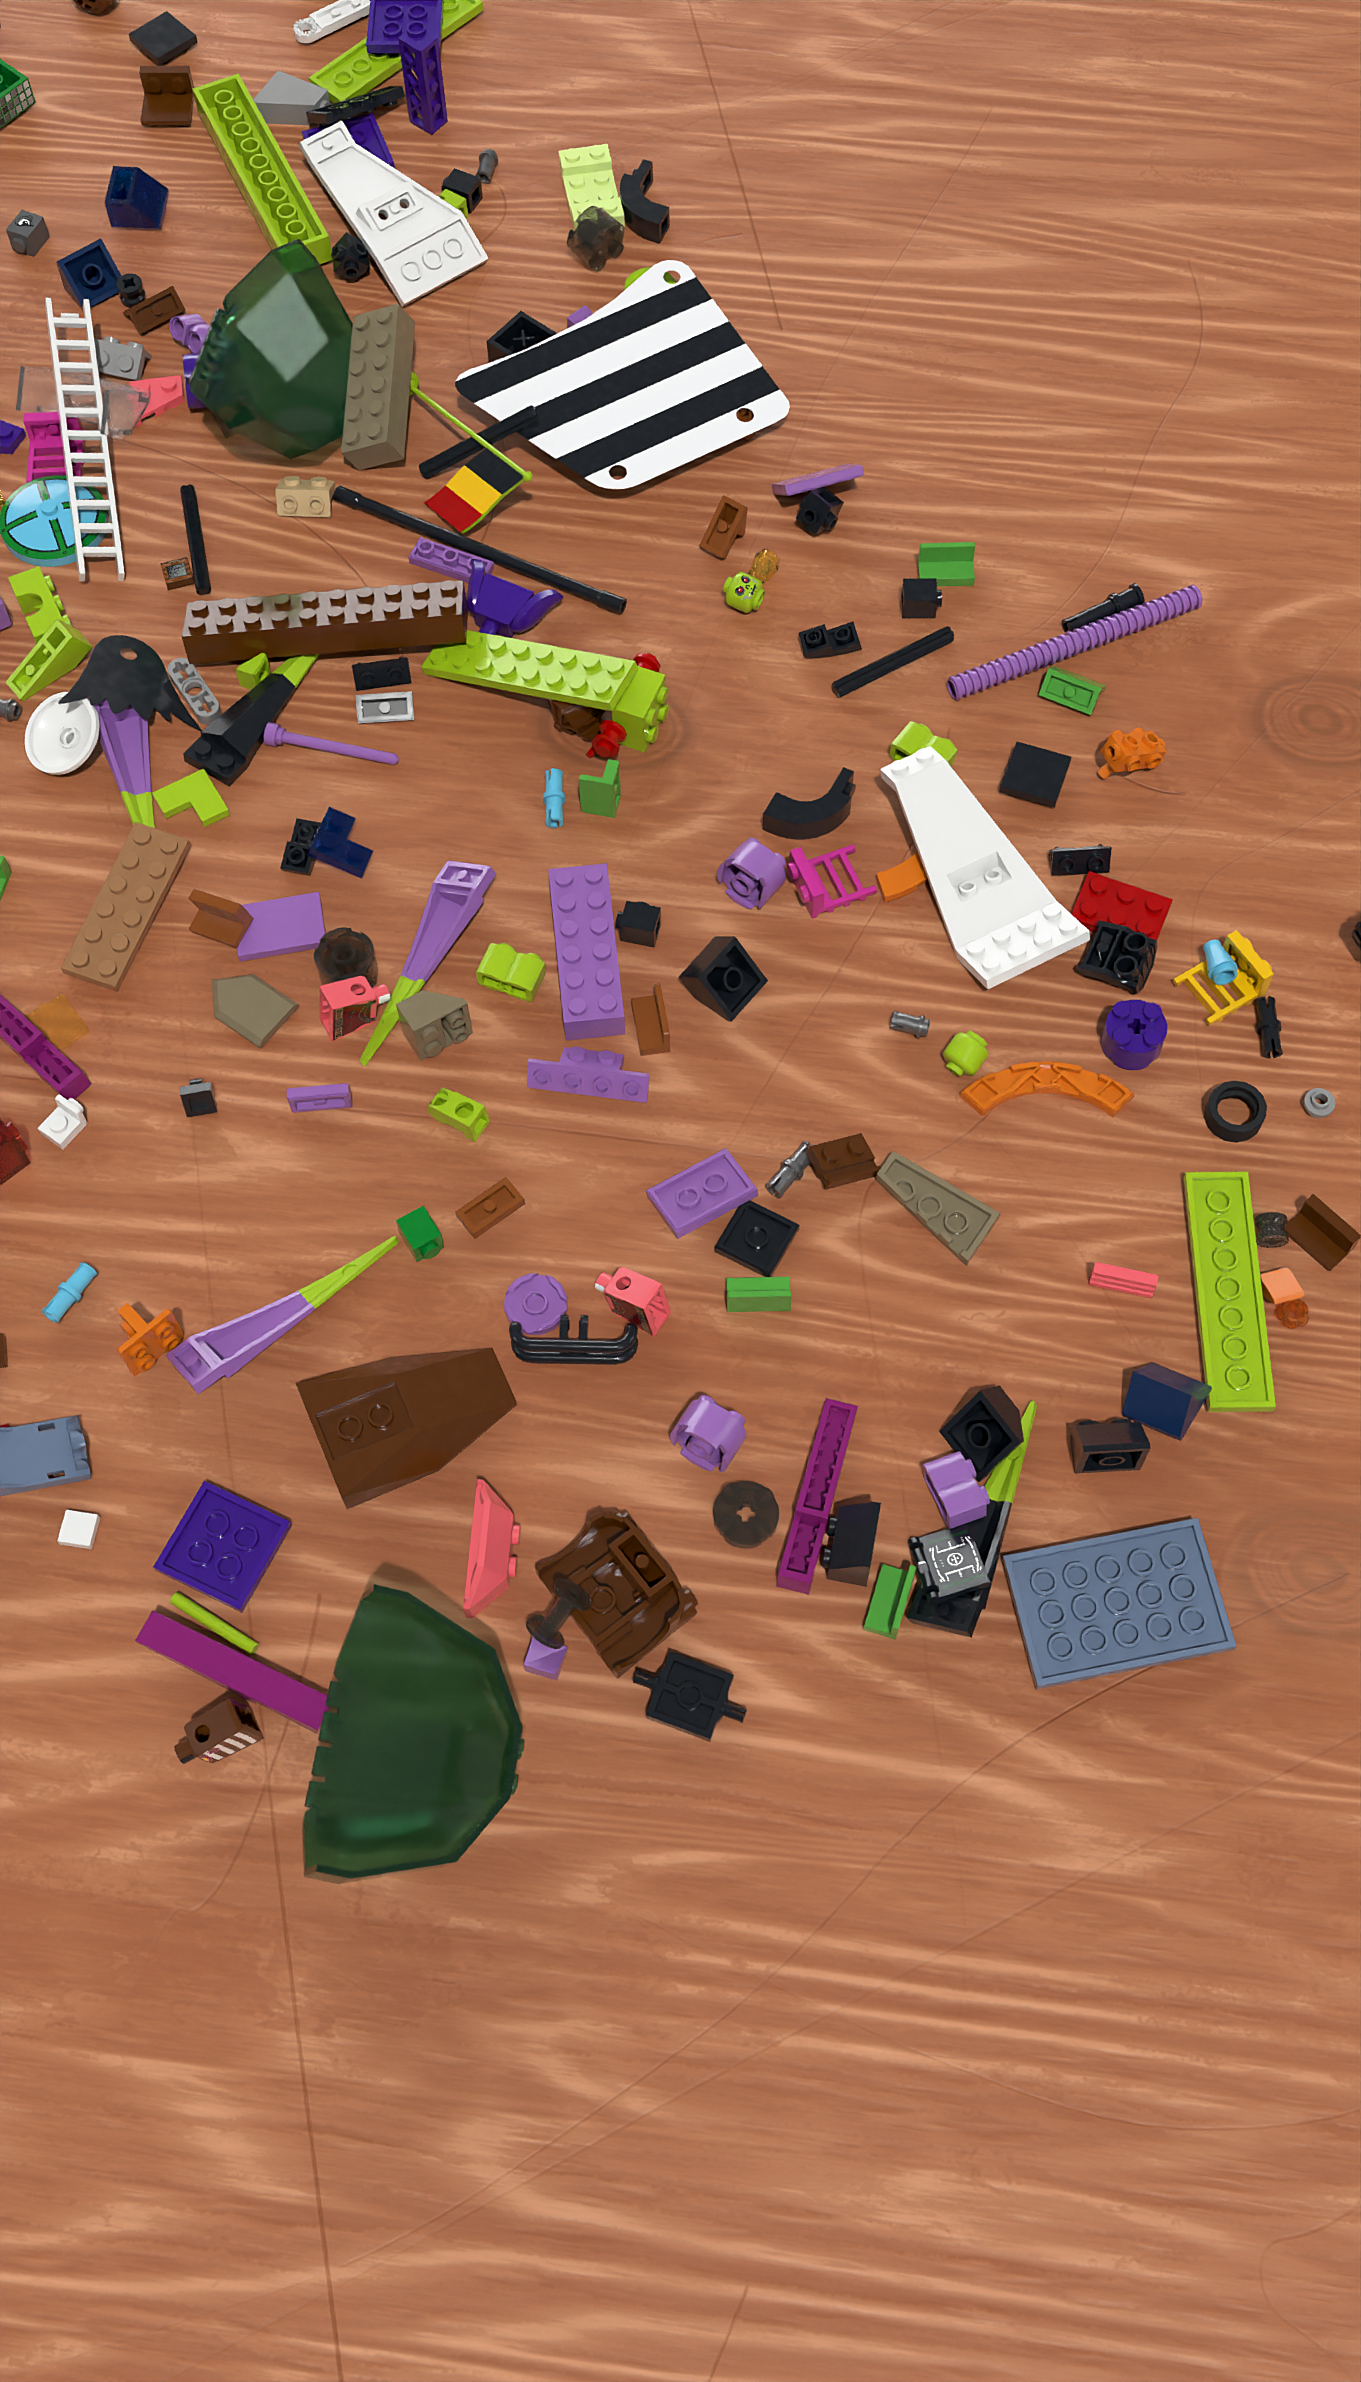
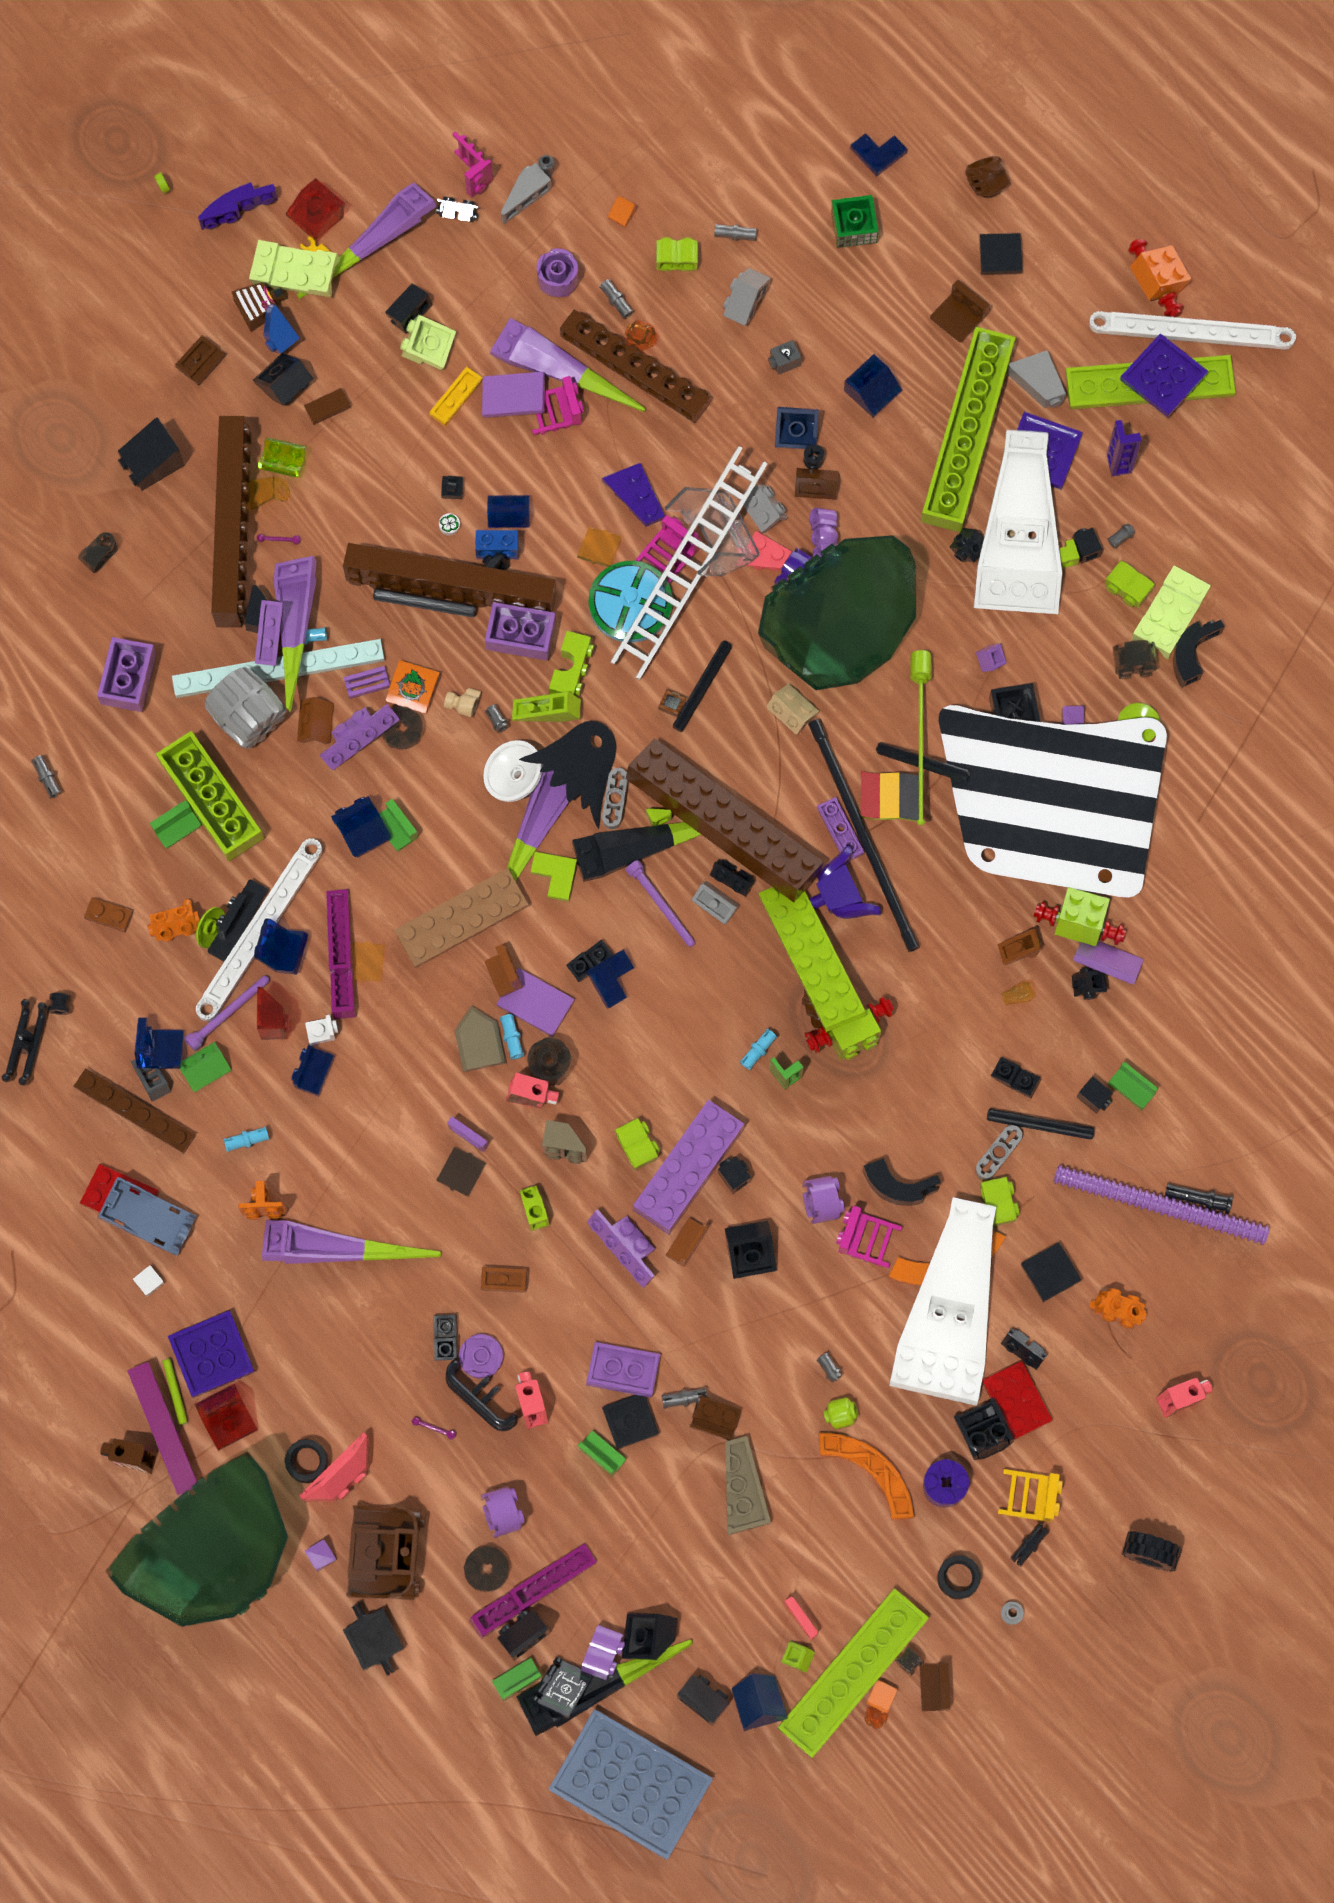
camera: 40 degrees right, 10 degrees up
(88, 1169) = (312, 1070): none -> clear blue bracket
(198, 1098) = (403, 1077): black tile -> none
(283, 973) = (511, 1036): none -> medium azure pin
(300, 1598) = (226, 1417): none -> clear red slope
(345, 1143) = (461, 1171): none -> clear smoke piece
(348, 108) = (1062, 418): black wing -> none
(378, 387) = (895, 670): dark tan brick -> none
(403, 1416) = (358, 1361): reddish brown wedge -> none
(420, 1234) = (453, 1264): green brick -> none
(424, 1547) = (297, 1446): none -> black tyre
(449, 908) = (634, 1075): medium lavender plate -> none
(459, 331) = (991, 657): none -> medium lavender slope
(478, 1315) = (445, 1337): none -> black slope
(531, 193) = (1129, 584): none -> lime brick
(547, 1627) = (354, 1538): clear smoke piece -> none
(576, 1410) = (450, 1434): none -> magenta hinge
(744, 592) = (992, 1002): lime head -> none
(756, 464) = (1081, 918): none -> lime brick
(883, 704) = (993, 1168): none -> light grey beam
(1071, 689) = (1129, 1233): bright green panel -> none
(1156, 1323) = (798, 1656): none -> lime slope
(1220, 965) = (1035, 1484): medium azure cone -> none
(1273, 770) = (1183, 1396): none -> coral torso

